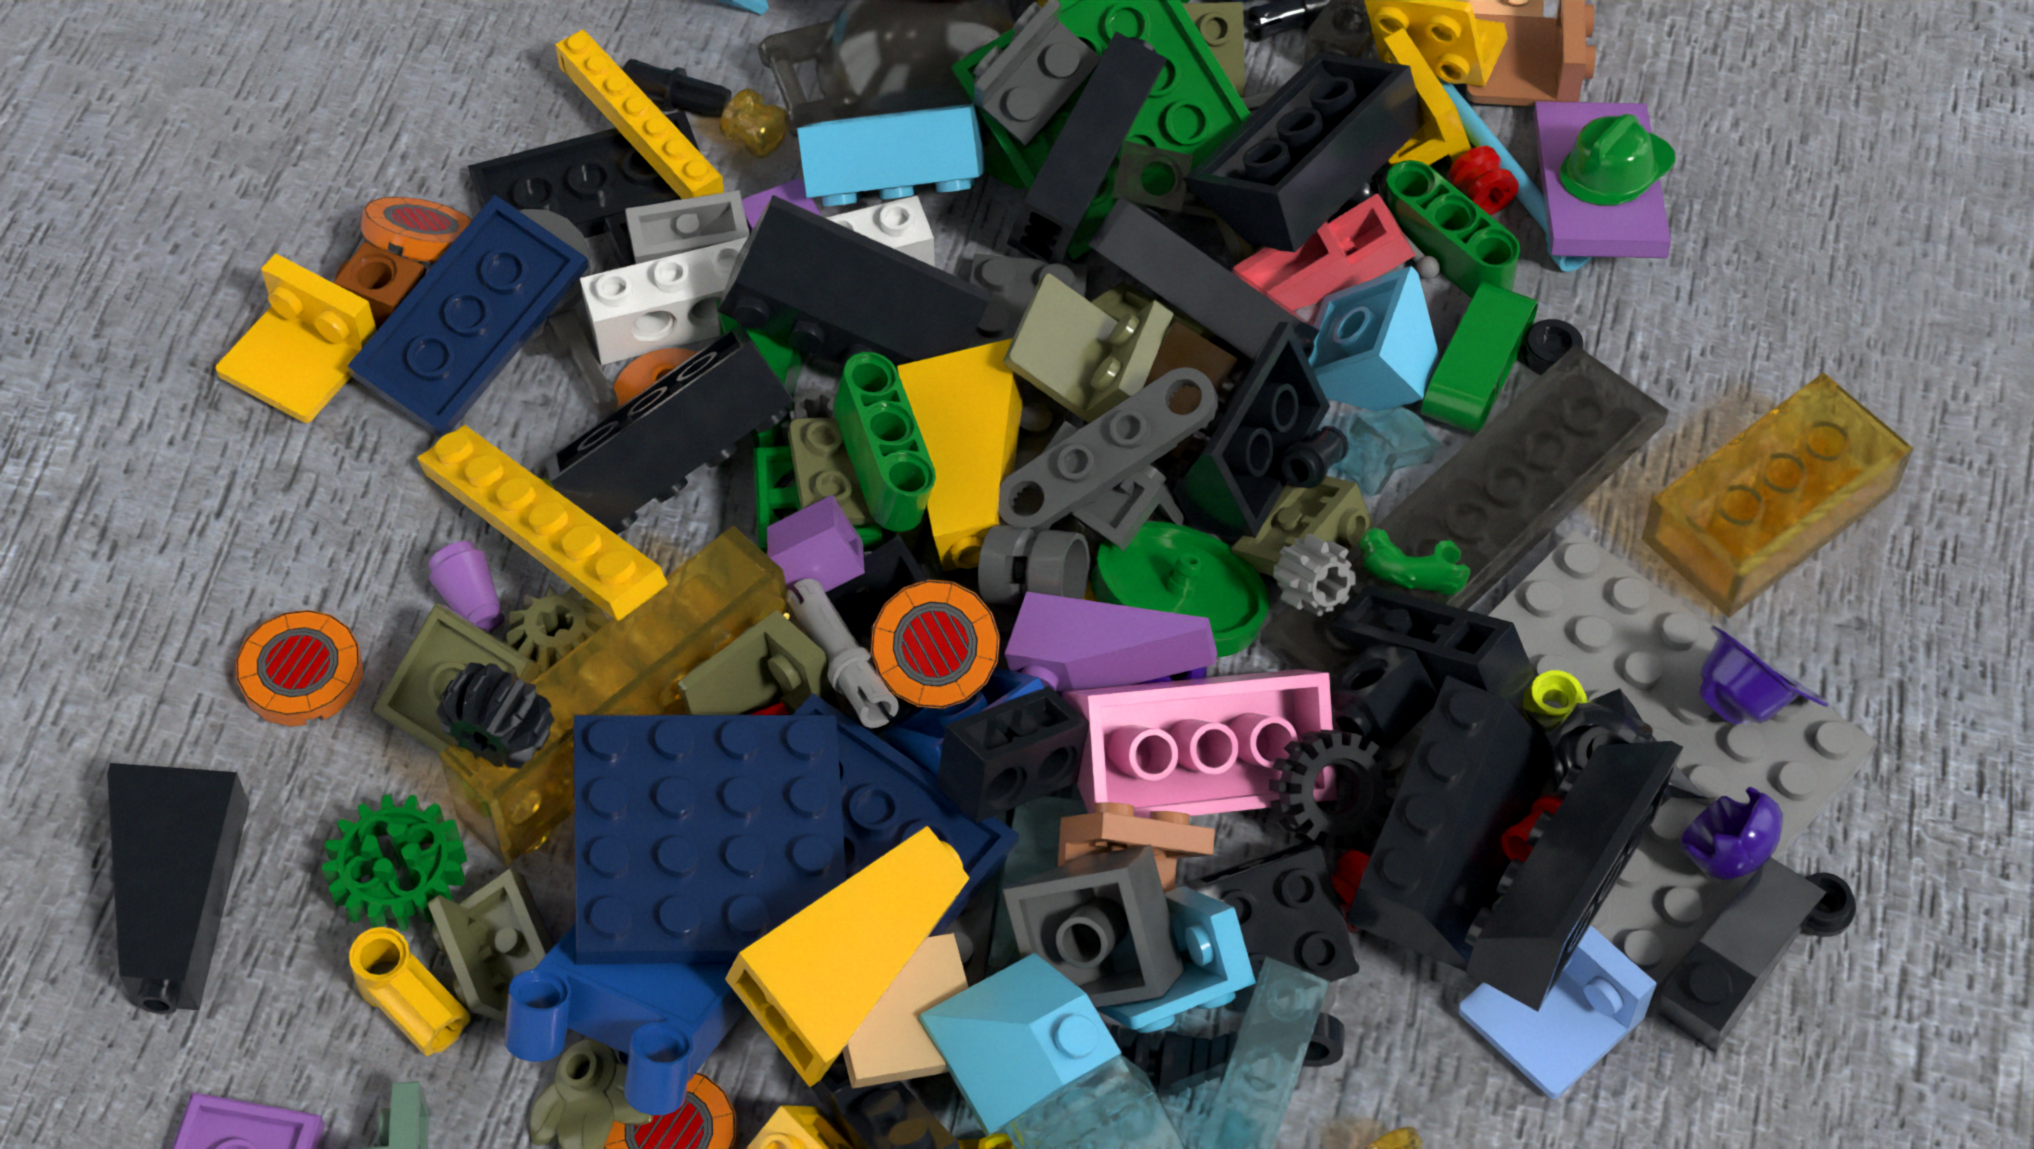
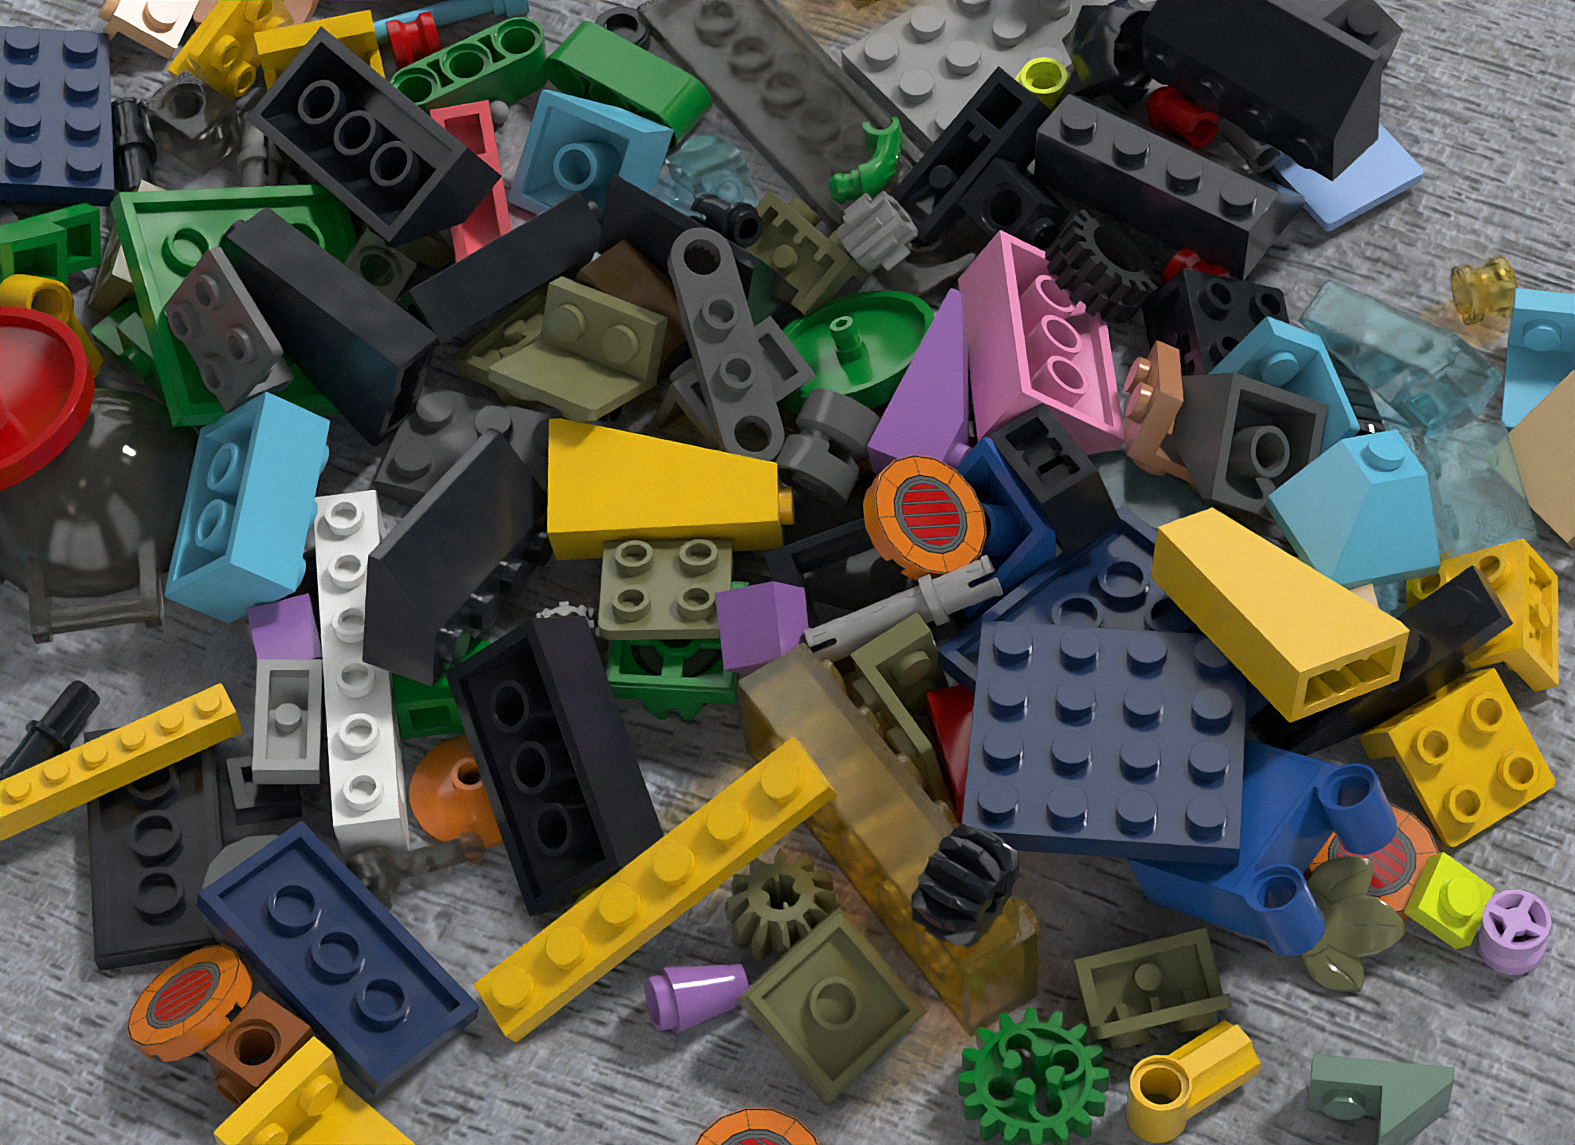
camera: 75 degrees left, 0 degrees up
(754, 123) = (132, 660): clear yellow wheel -> none
(883, 441) = (663, 537): green beam -> none

